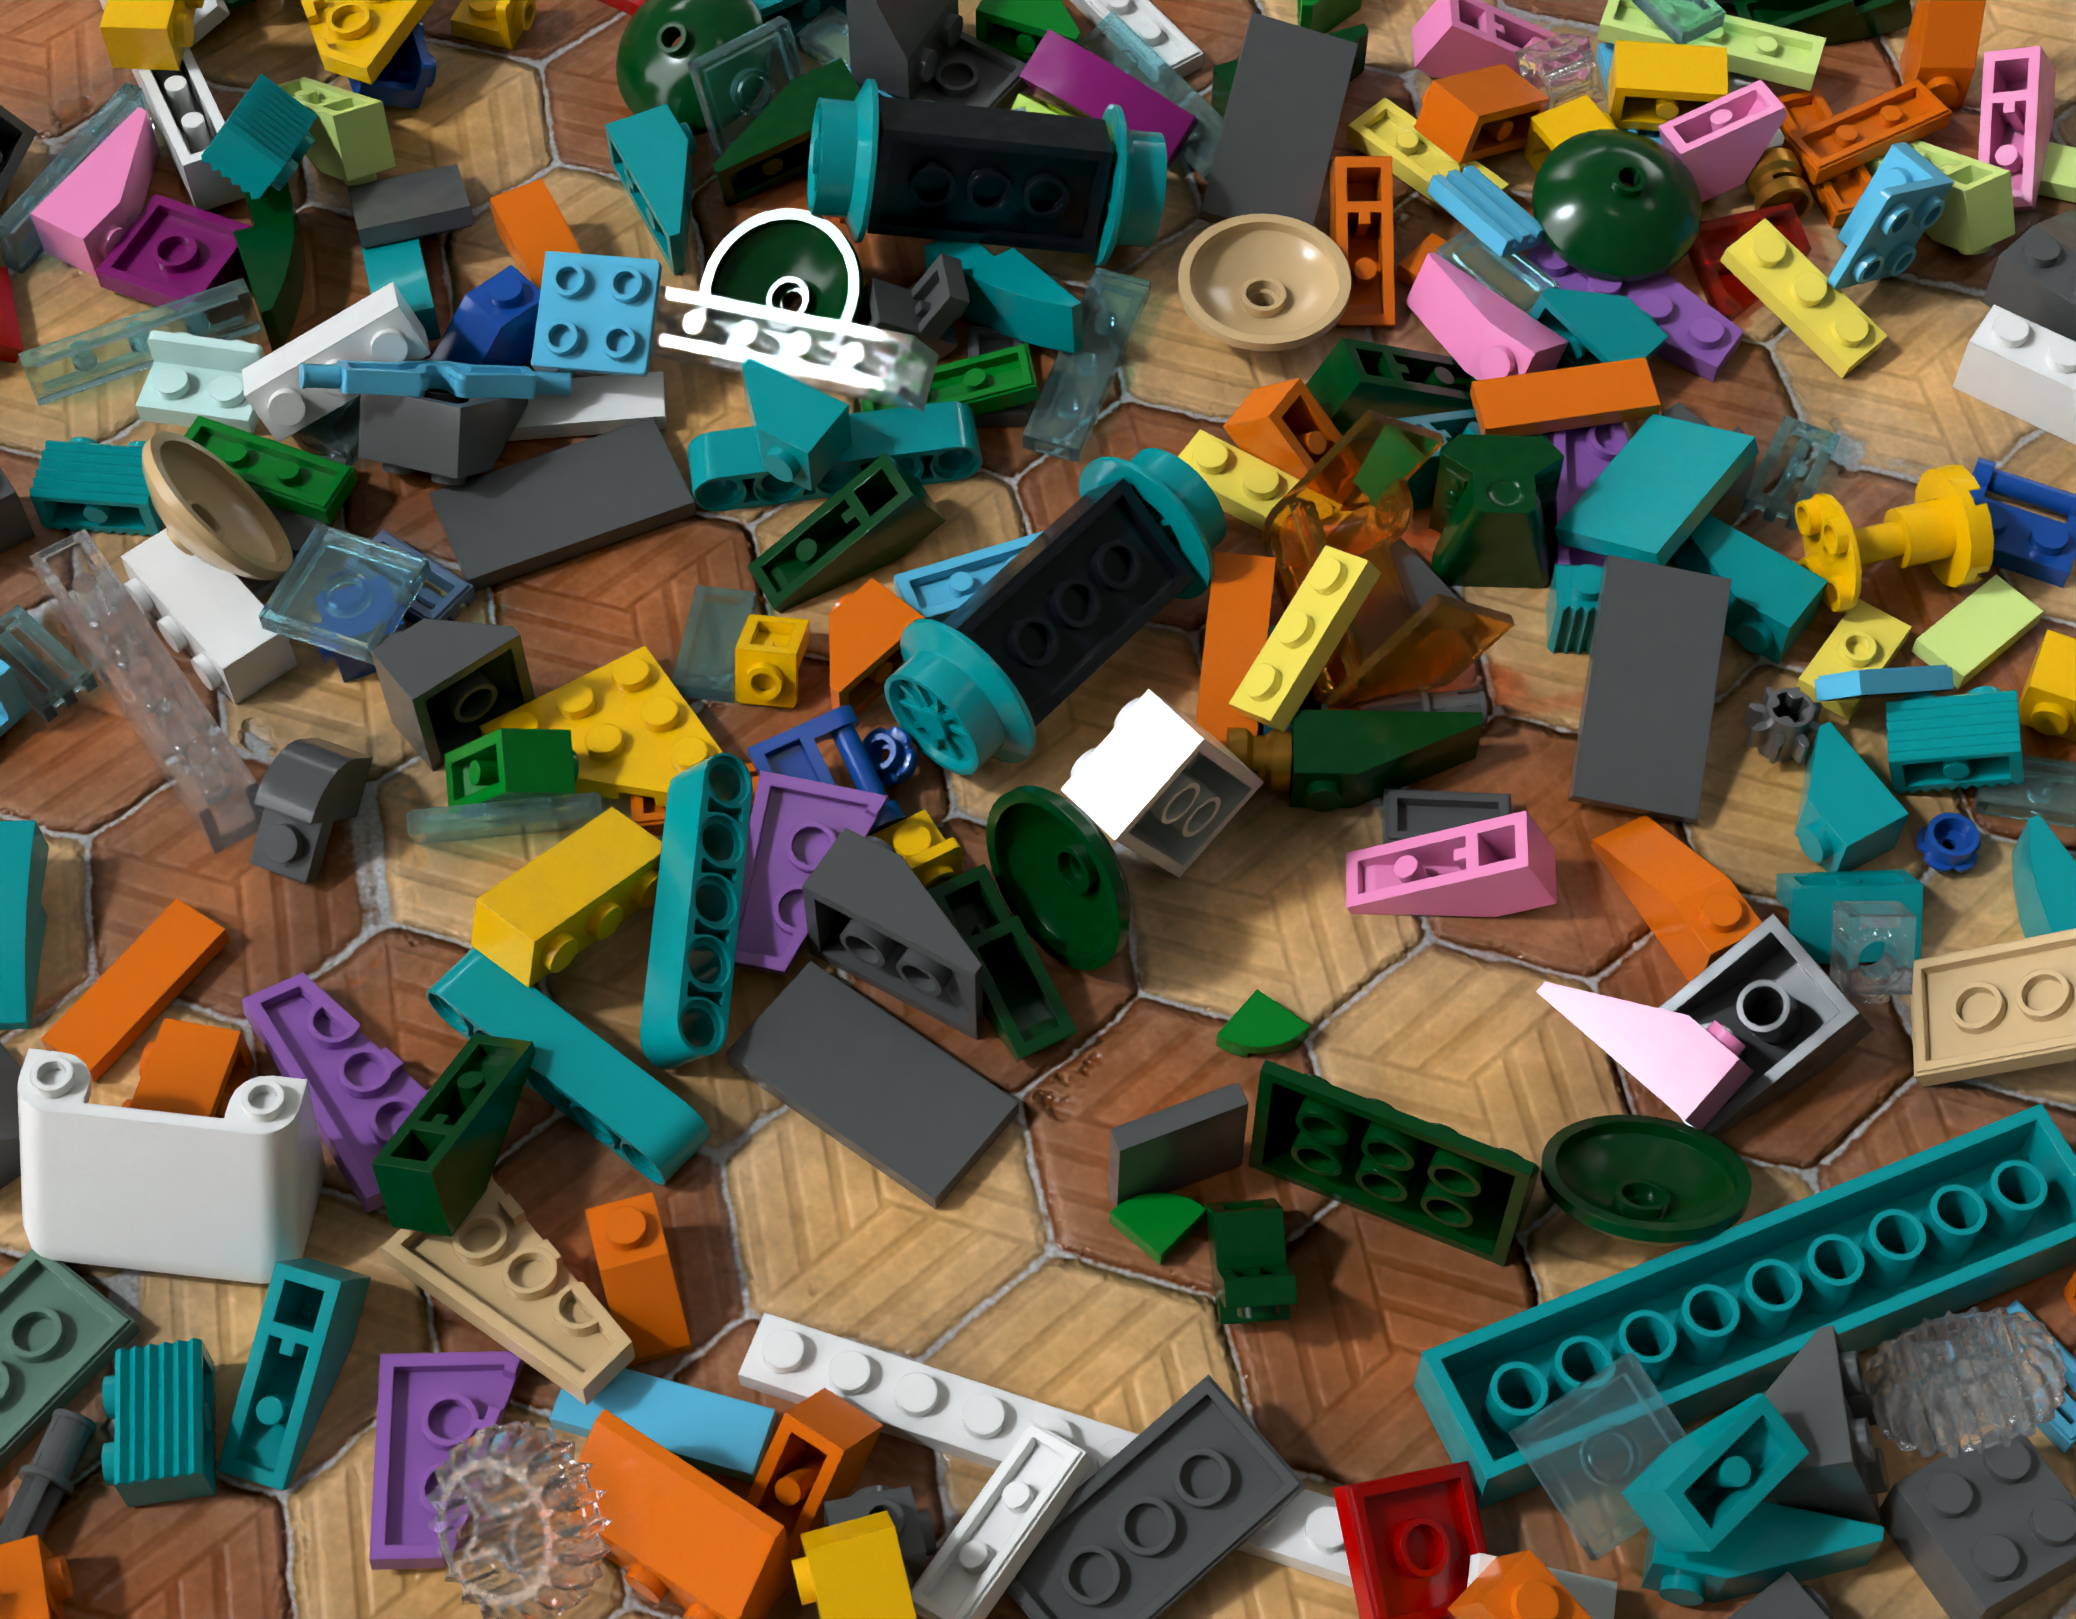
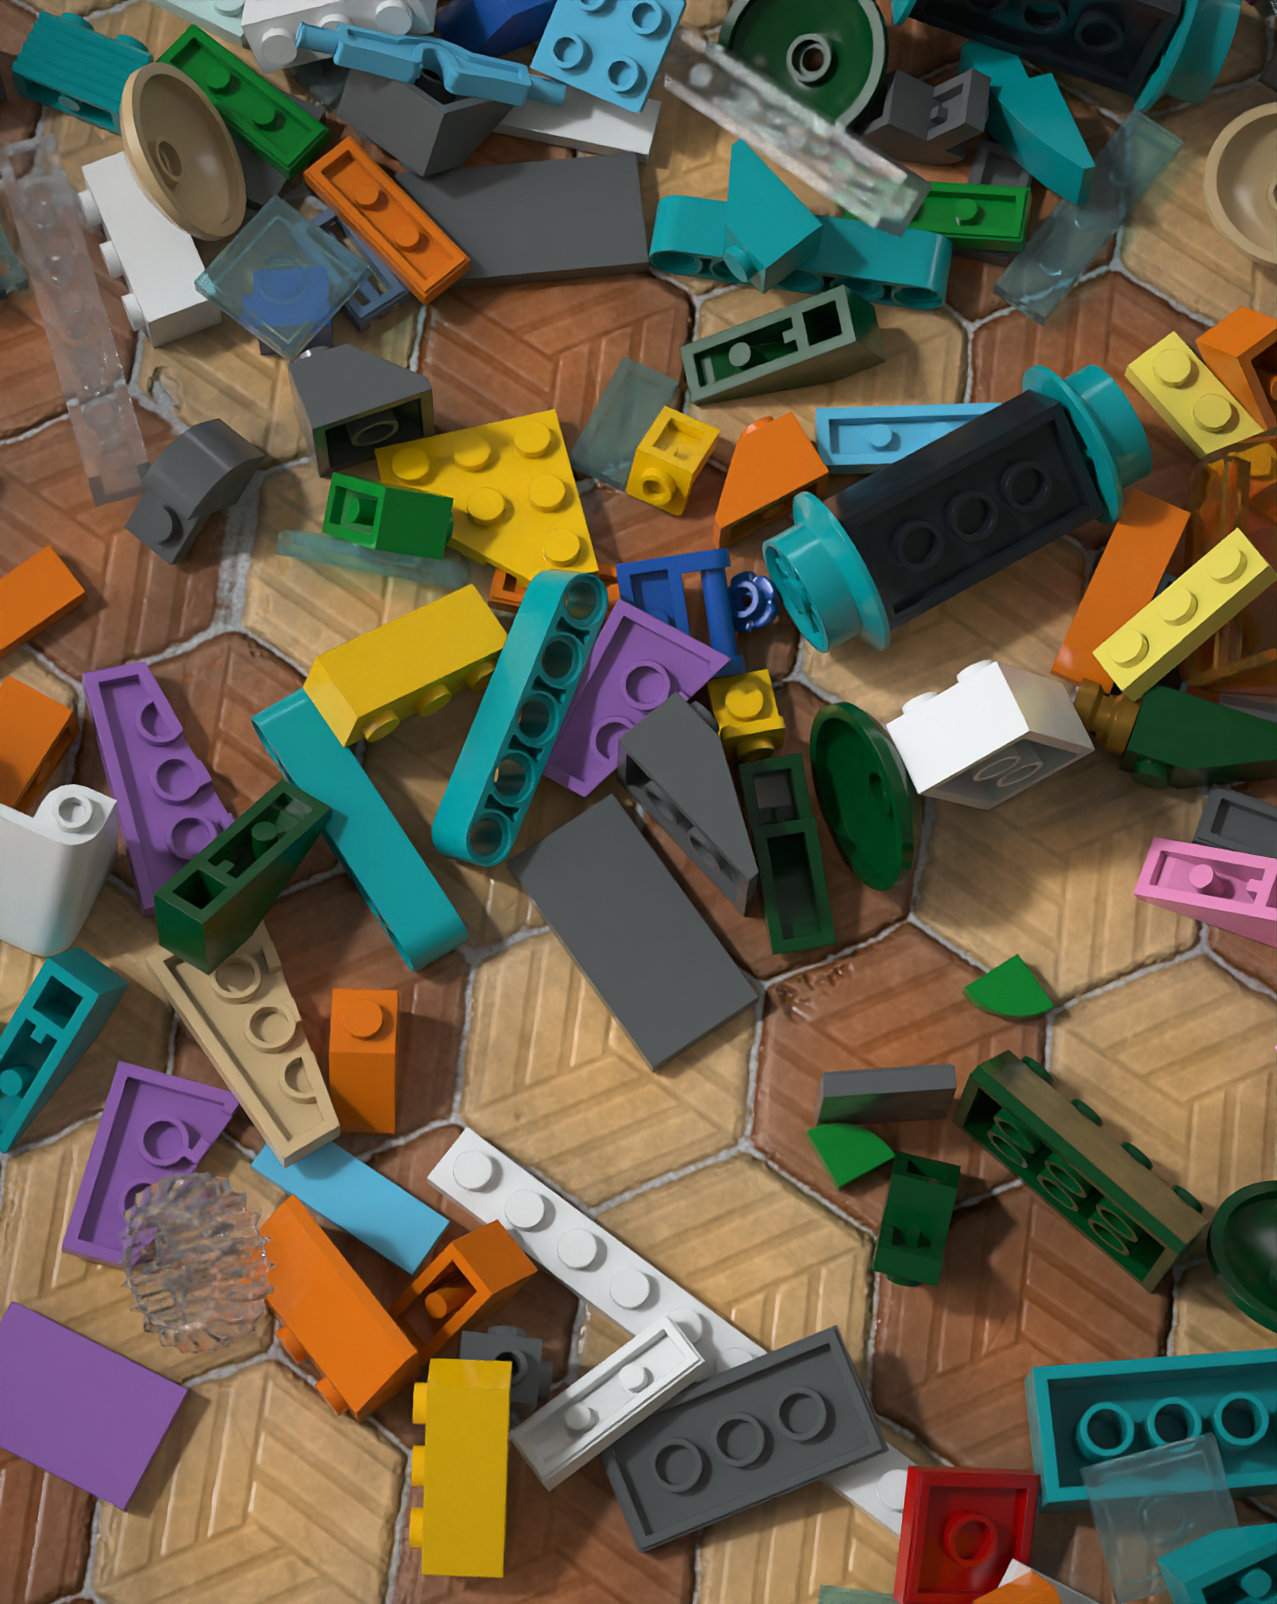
camera: 15 degrees right, 15 degrees up
(434, 529) = (387, 220): none -> orange tile

